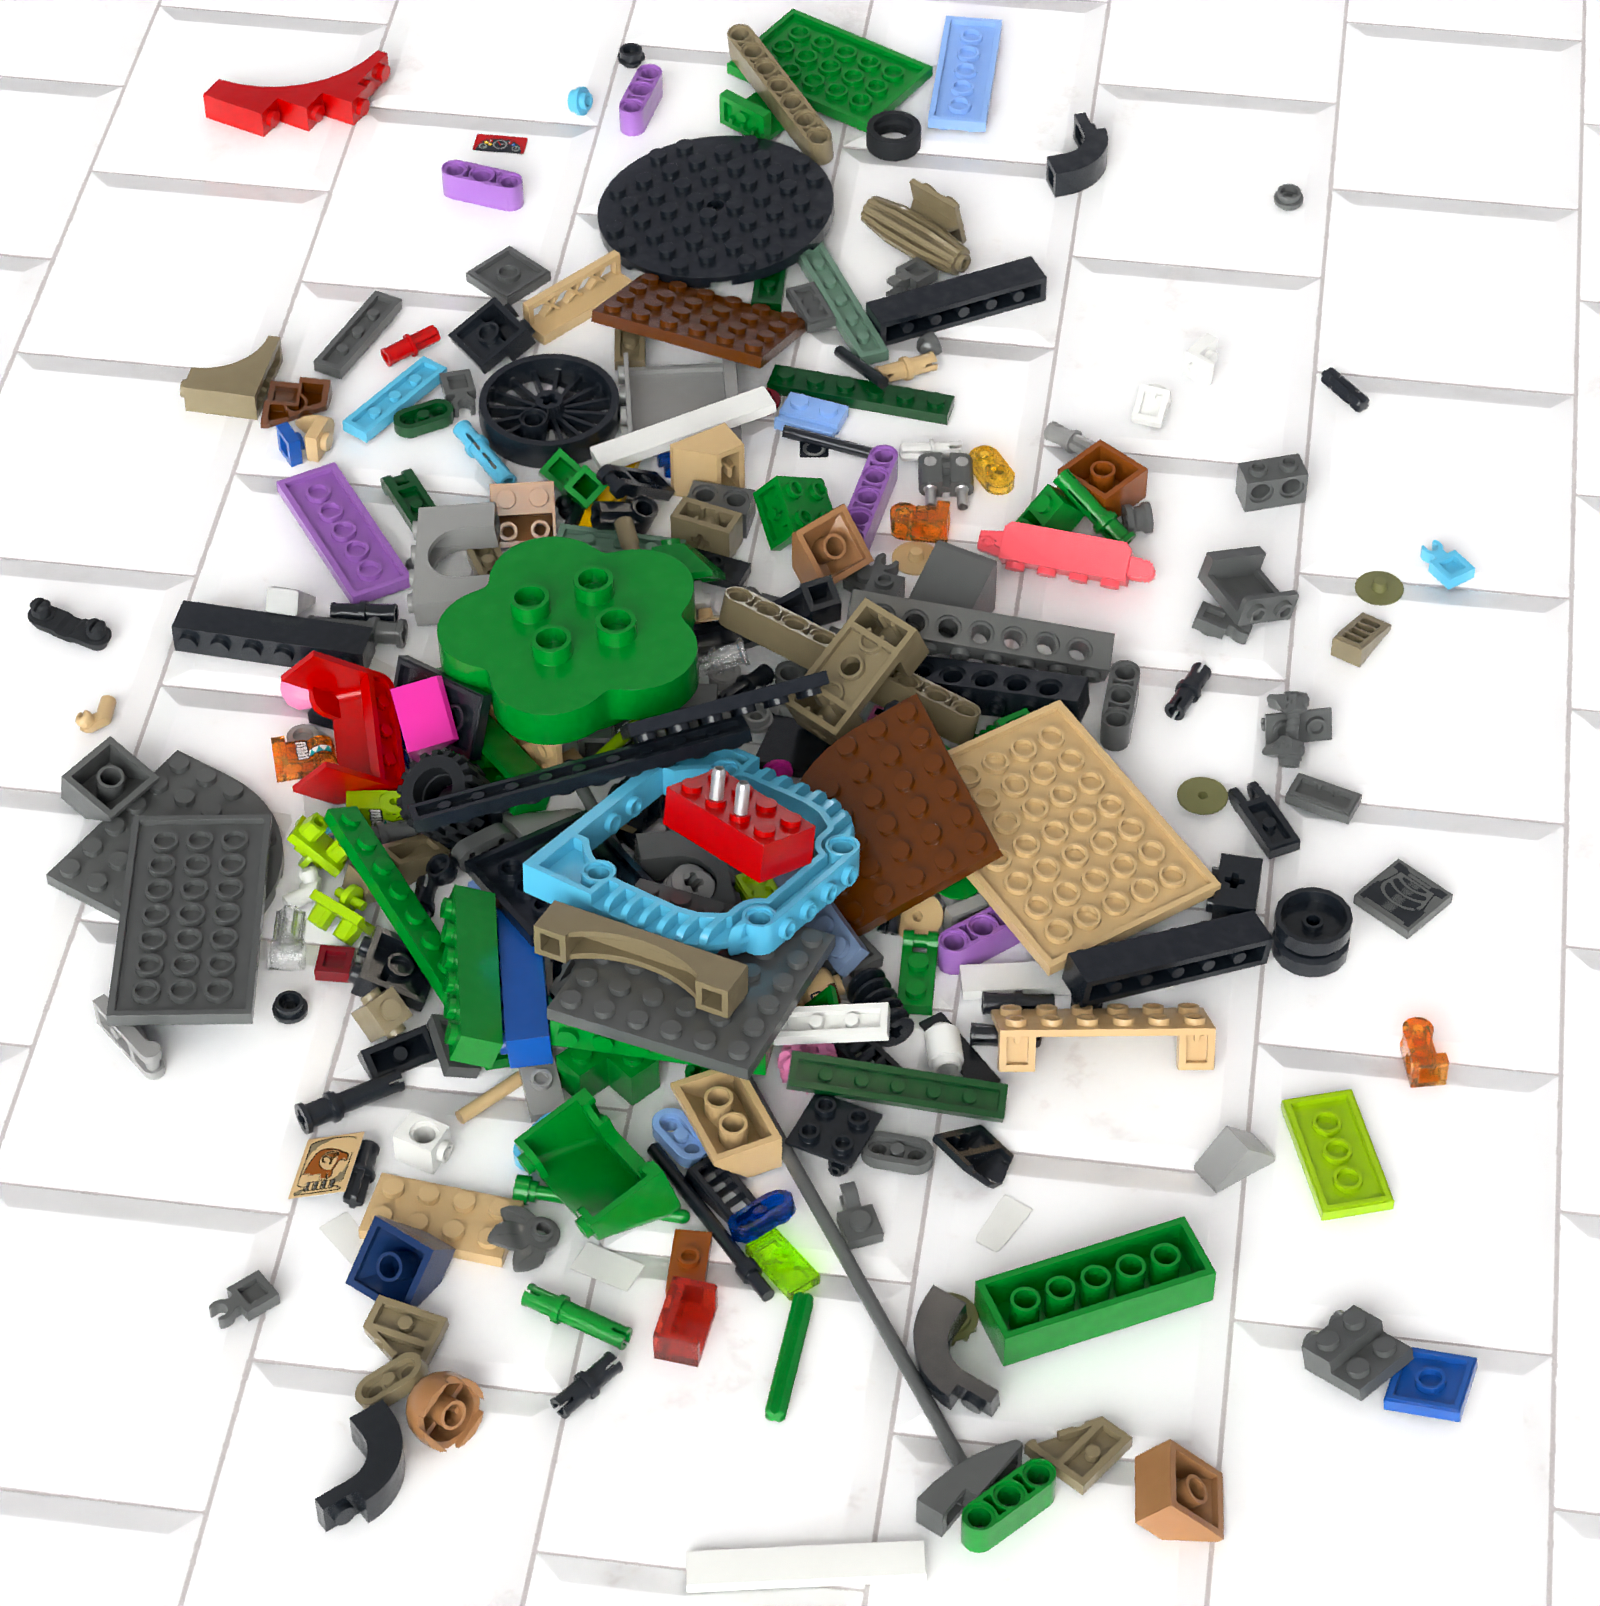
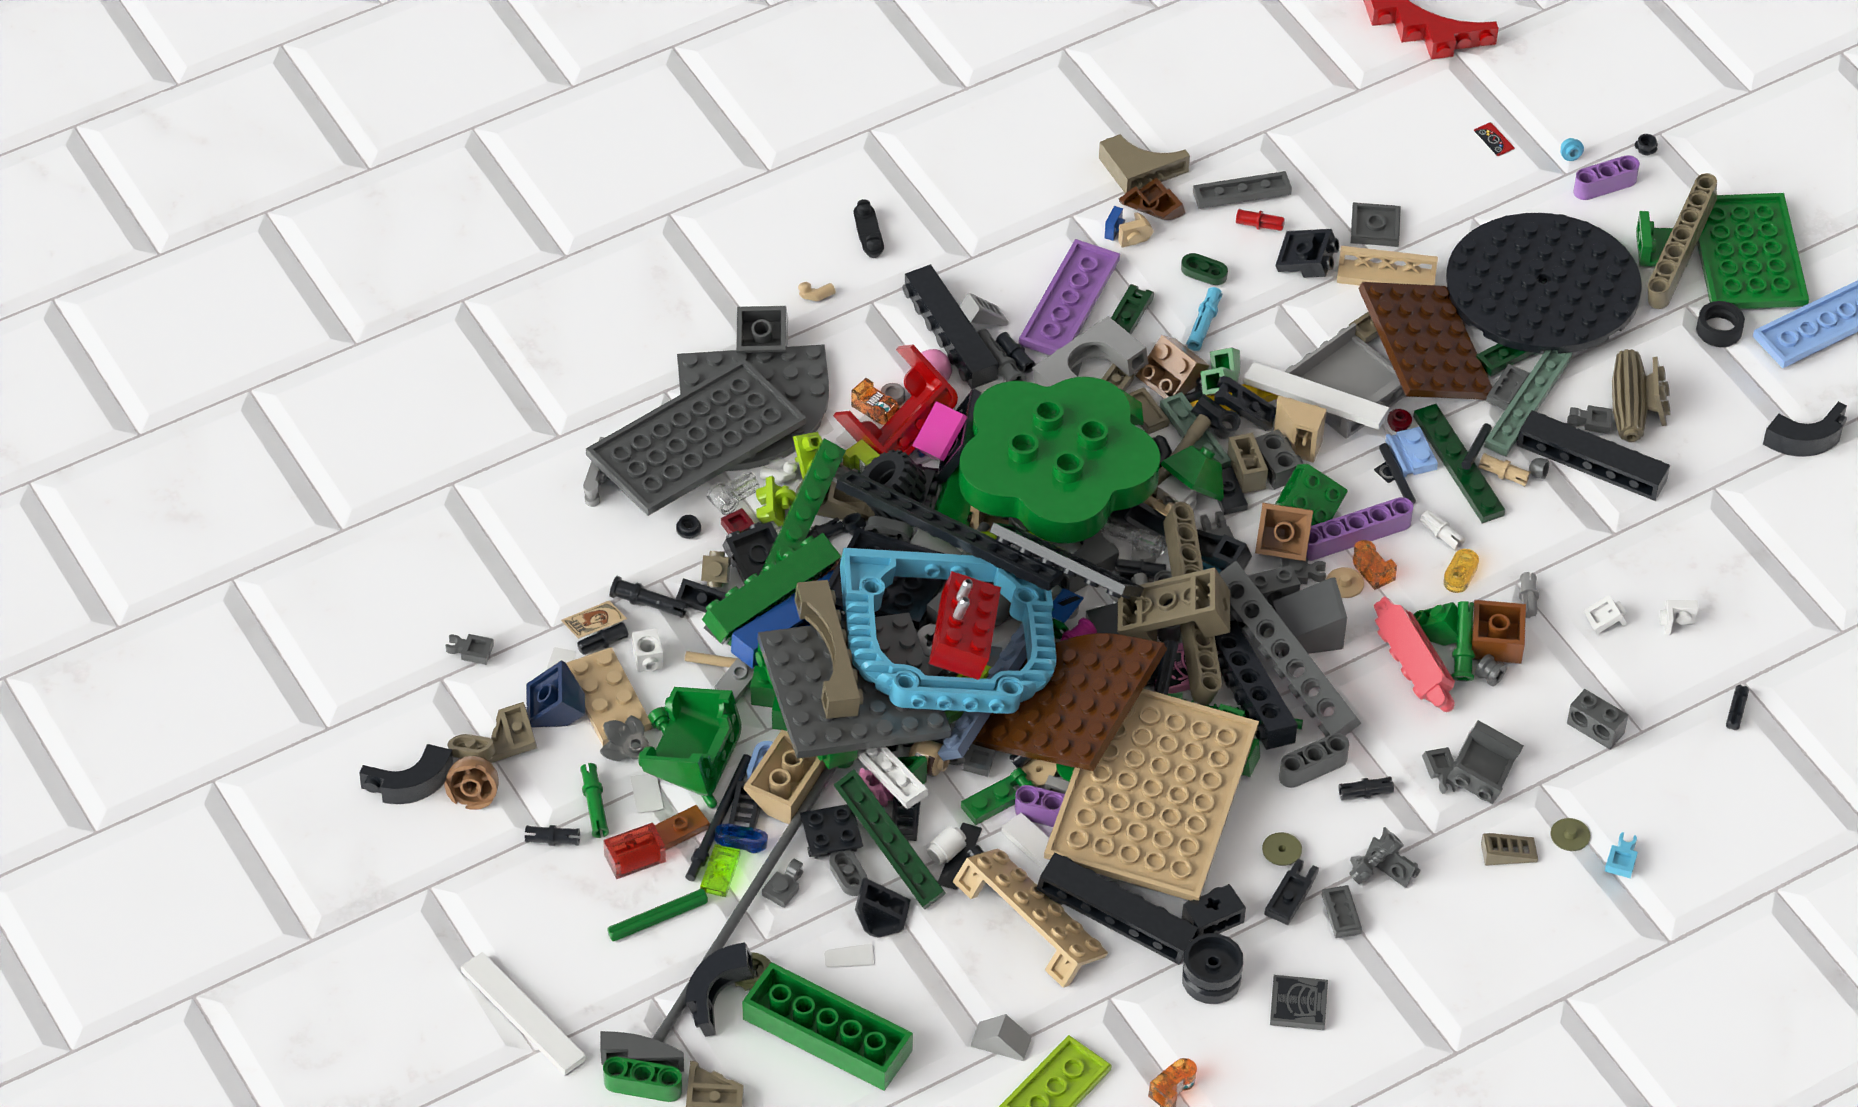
camera: 50 degrees right, 5 degrees up
(397, 395) = (1206, 244): medium azure plate -> none
(459, 390) = (1245, 267): dark grey plate -> none
(482, 185) = (1437, 156): beam -> none
(534, 416) = (1273, 321): black piece -> none
(874, 987) = (946, 793): black piece -> none
(945, 475) = (1425, 549): dark grey piece -> none
(1026, 1001) = (1018, 857): black pin -> none

